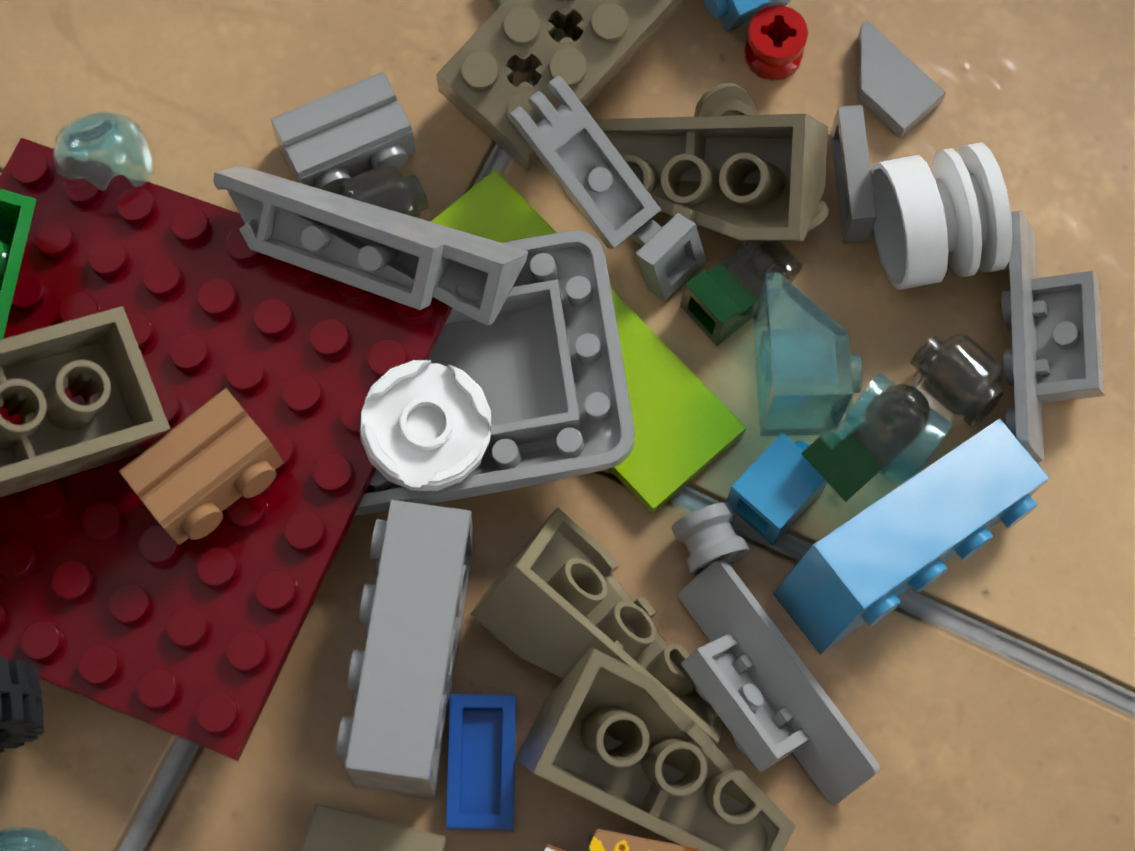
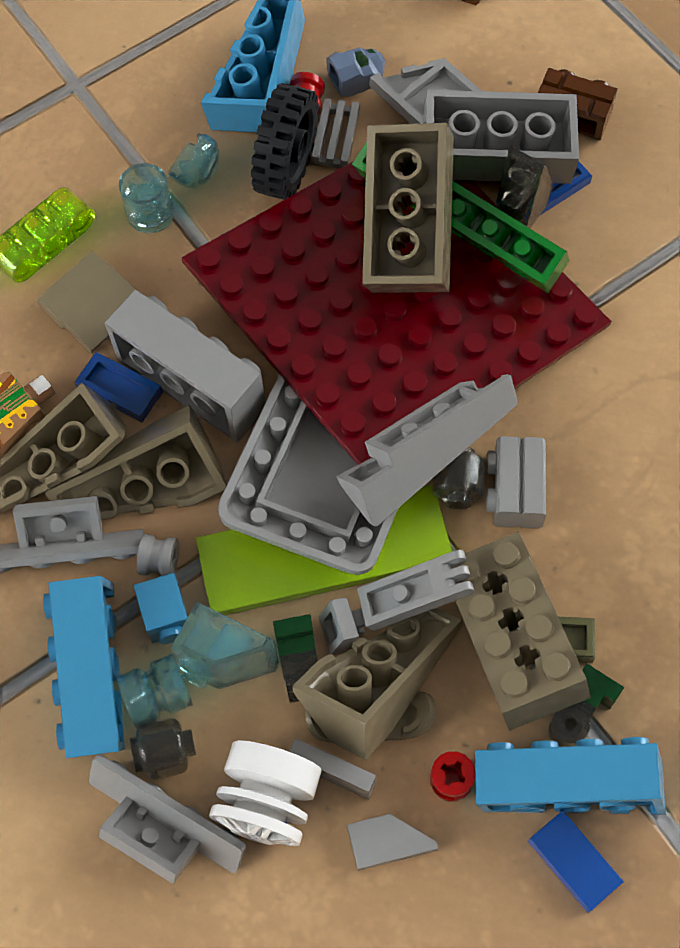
camera: 125 degrees right, 5 degrees down
(102, 148) = (570, 347): clear light blue hair -> none
(203, 468) = (337, 299): medium nougat brick -> none
(425, 425) = (298, 419): white tile -> none
(889, 427) = (141, 651): leg -> none

